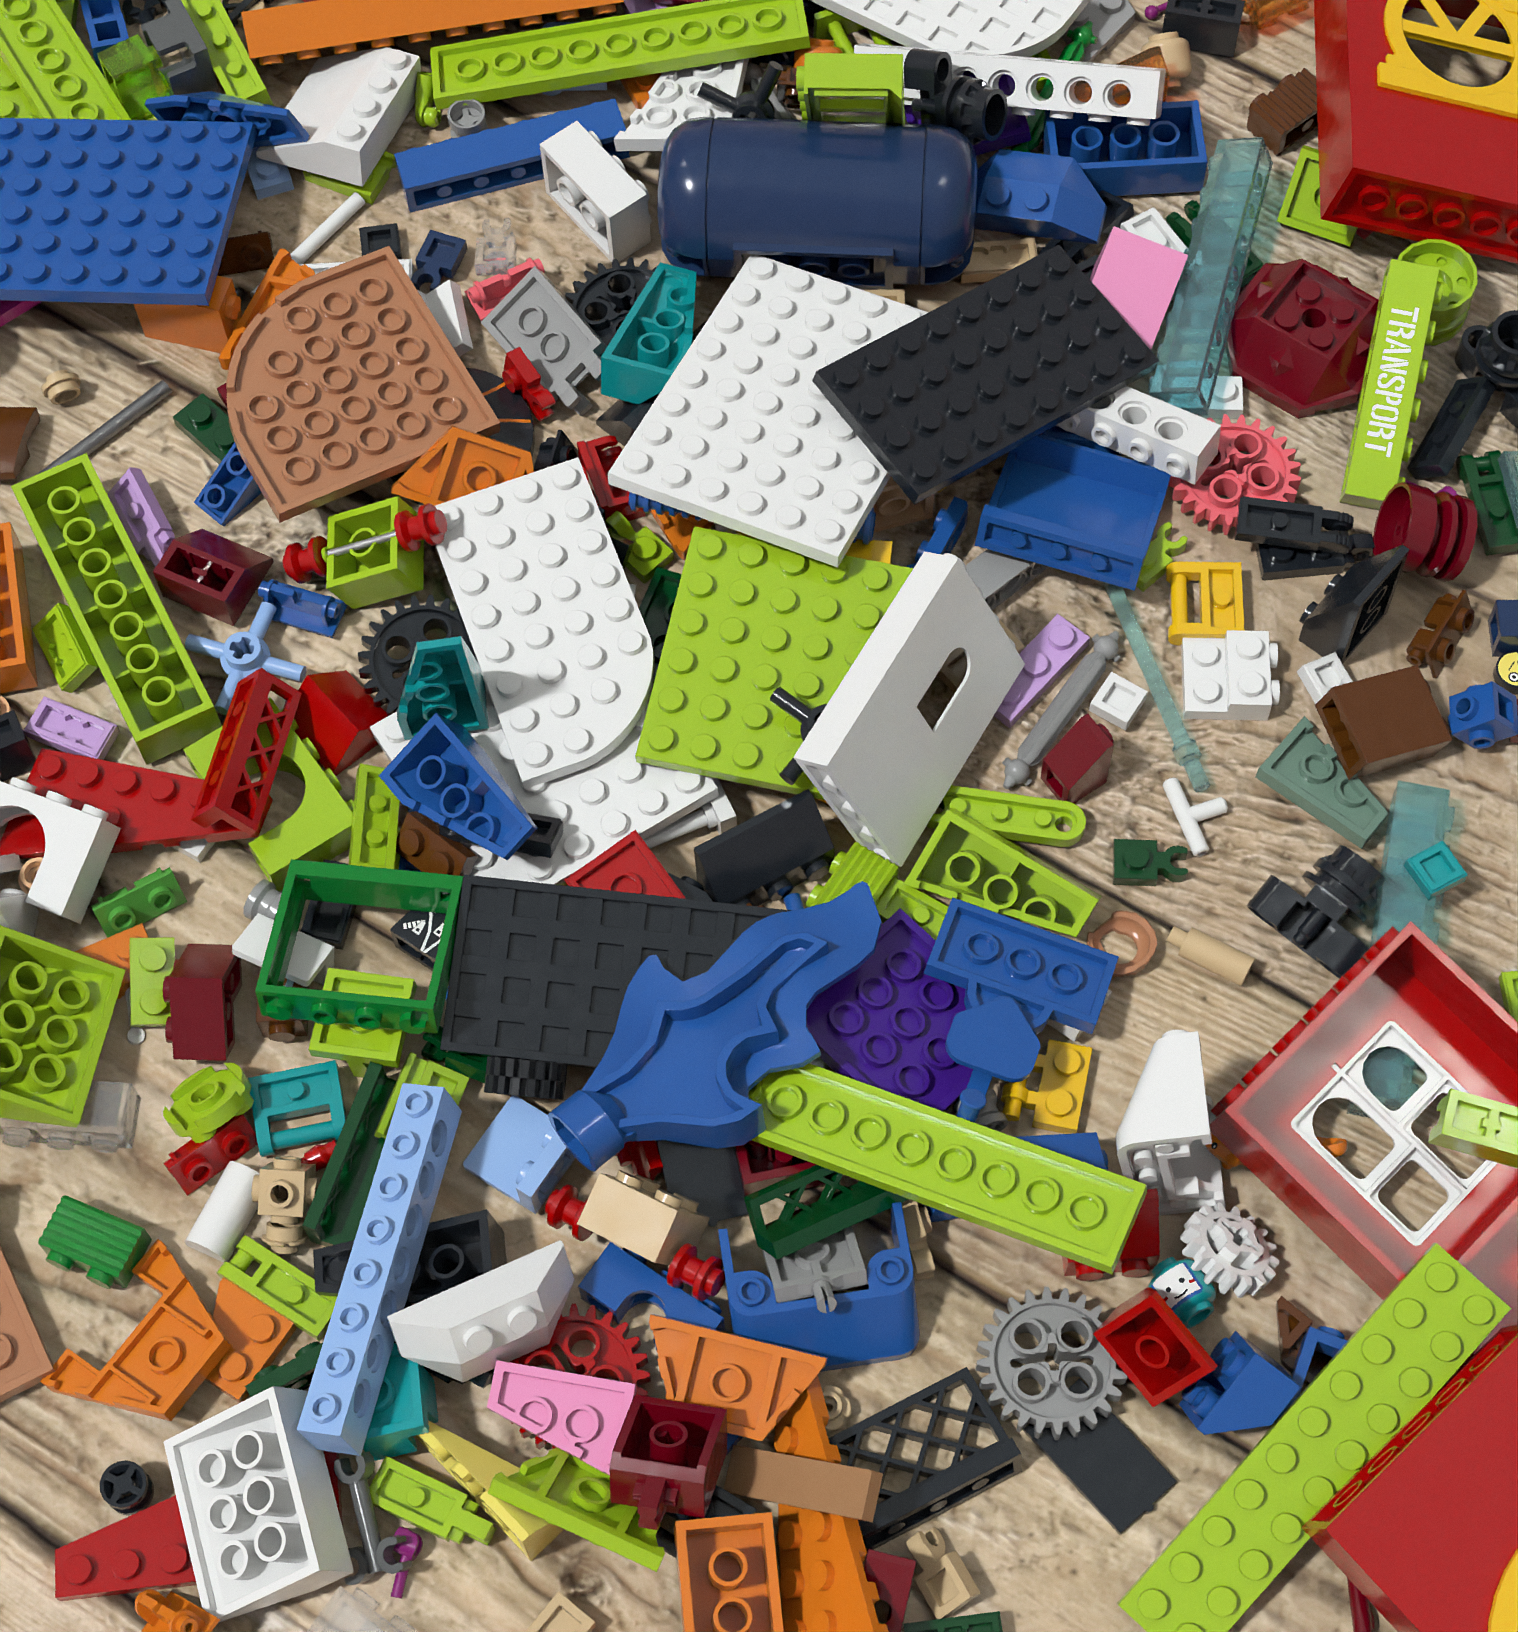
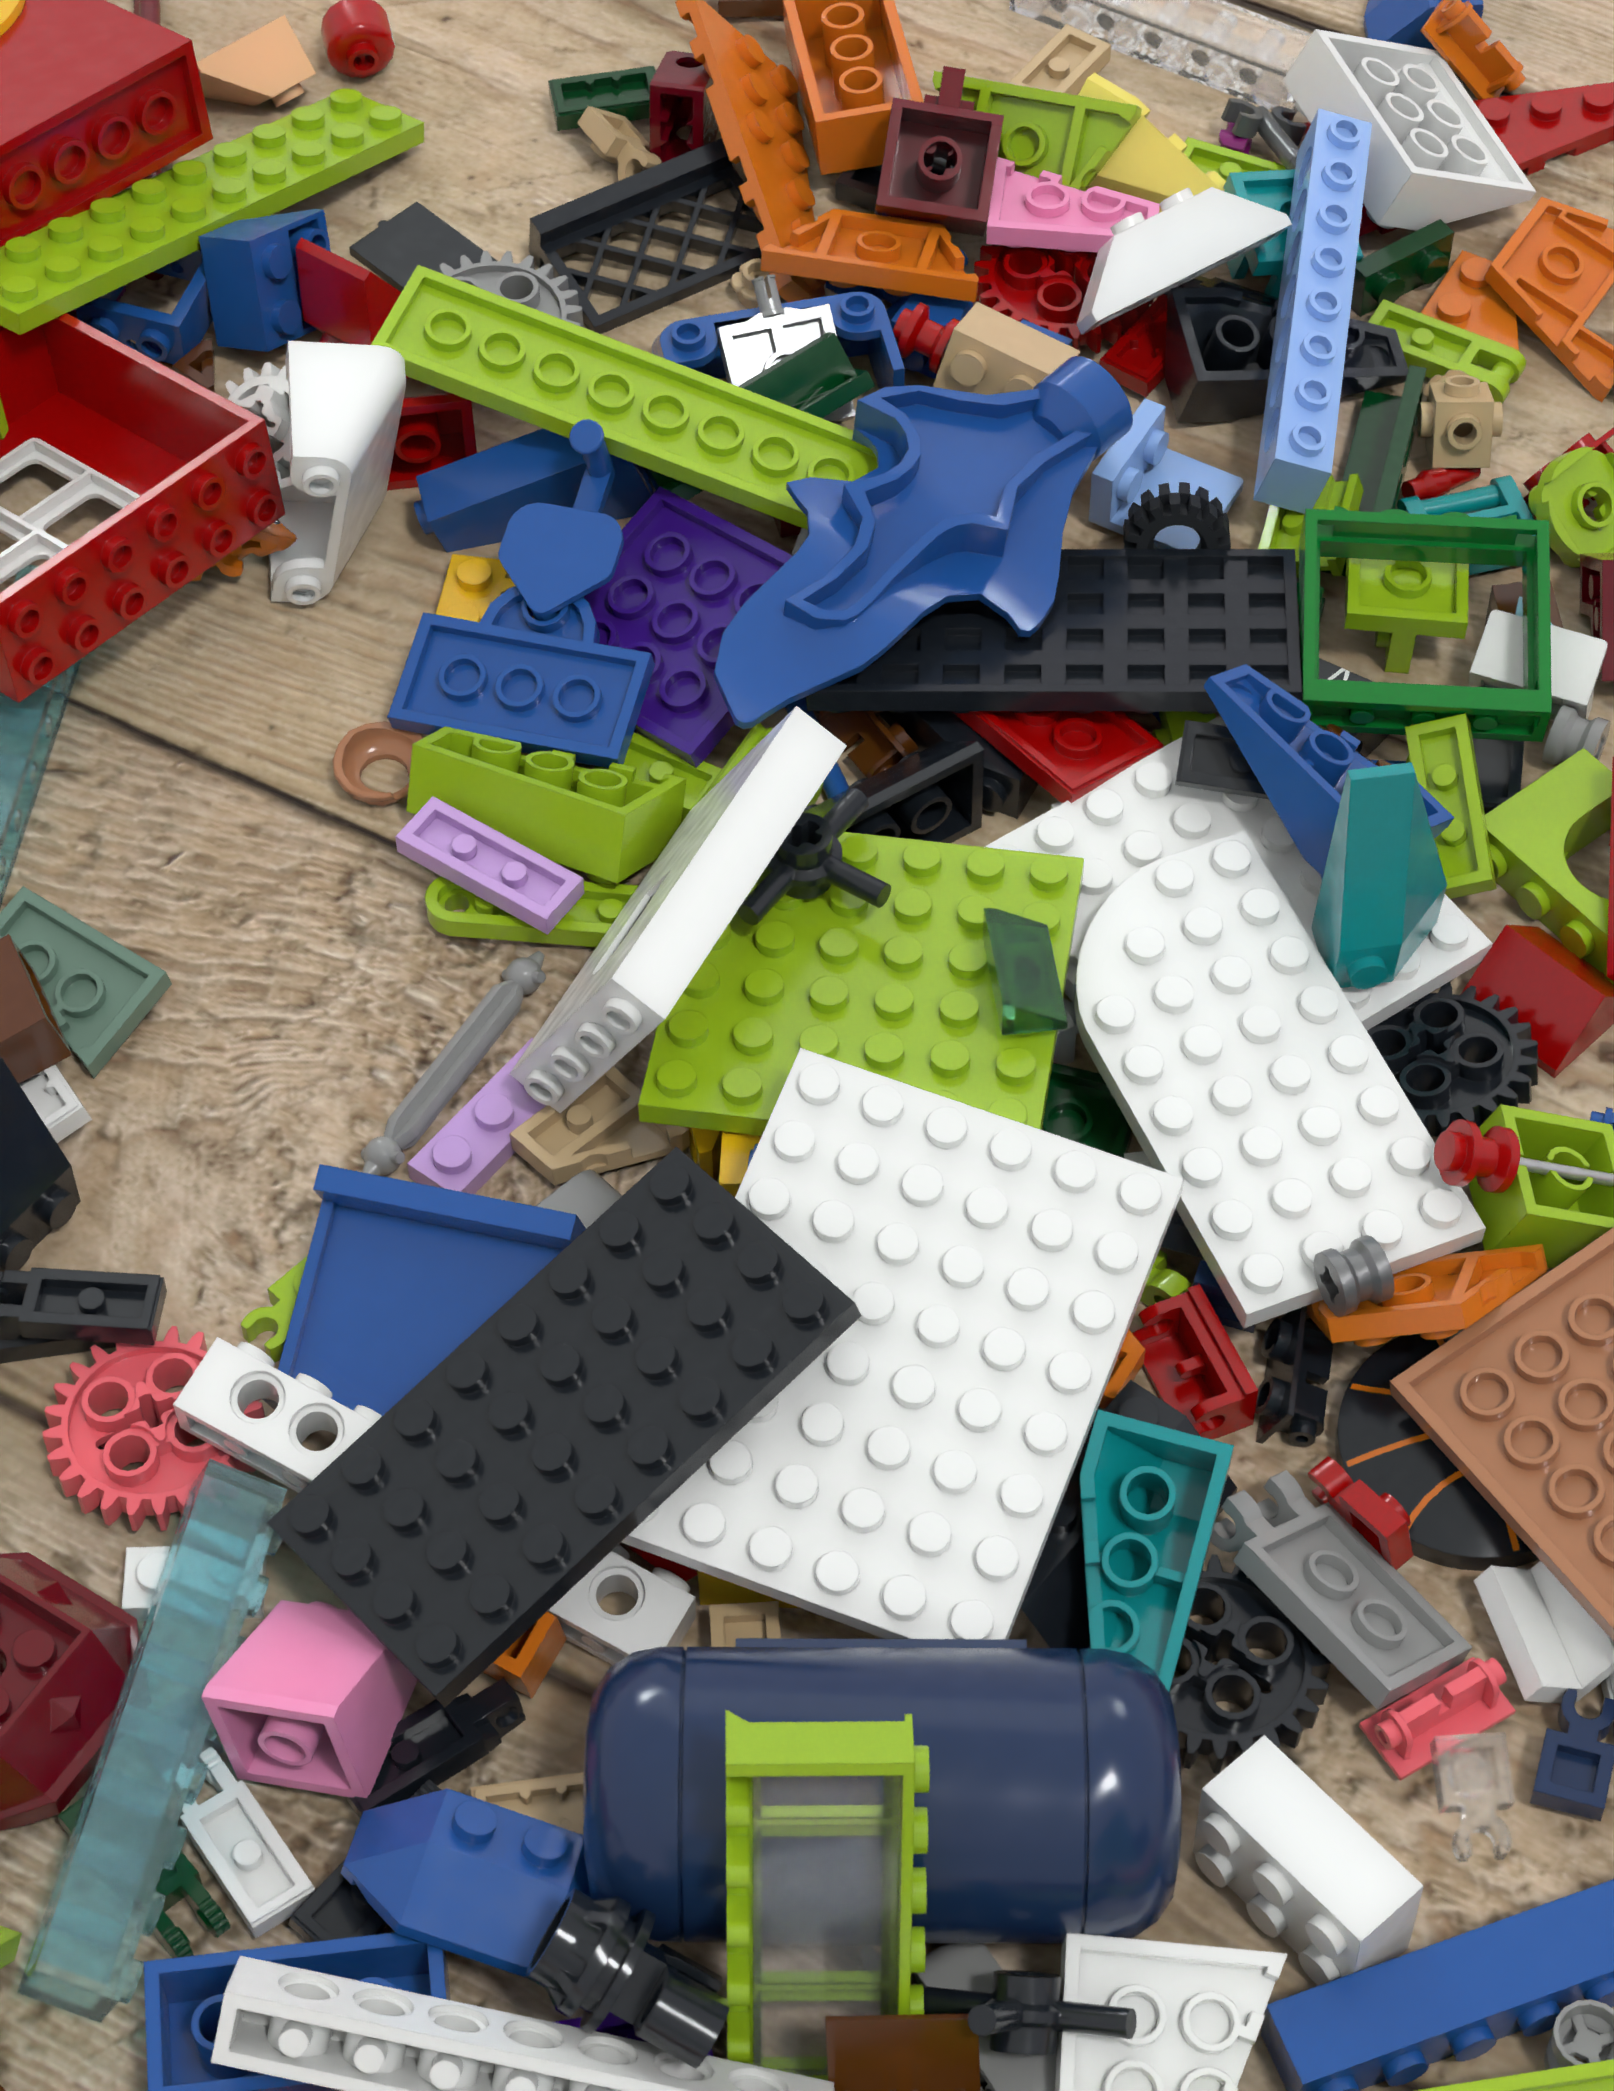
camera: 175 degrees right, 10 degrees down
(118, 1481) = (1568, 170): black wheel -> none
(225, 1214) = (1533, 420): white brick -> none
(511, 459) = (1354, 1275): none -> flat silver wheel
(687, 637) = (1022, 973): none -> clear green slope
(803, 1483) = (772, 149): medium nougat tile -> none
(1041, 824) = (490, 865): none -> lavender plate
(1079, 761) = (431, 960): dark red slope -> none
(1118, 701) = (368, 1073): white plate -> none
(1140, 863) = (346, 874): dark green plate -> none
(1185, 748) = (273, 1021): clear light blue bar -> none
(1189, 816) = (273, 936): white piece -> none
(1212, 954) = (256, 757): tan cylinder -> none
(1218, 599) = (200, 1225): yellow plate -> none
(1229, 676) = (194, 1122): white plate -> none
(1313, 923) = (81, 807): black beam -> none

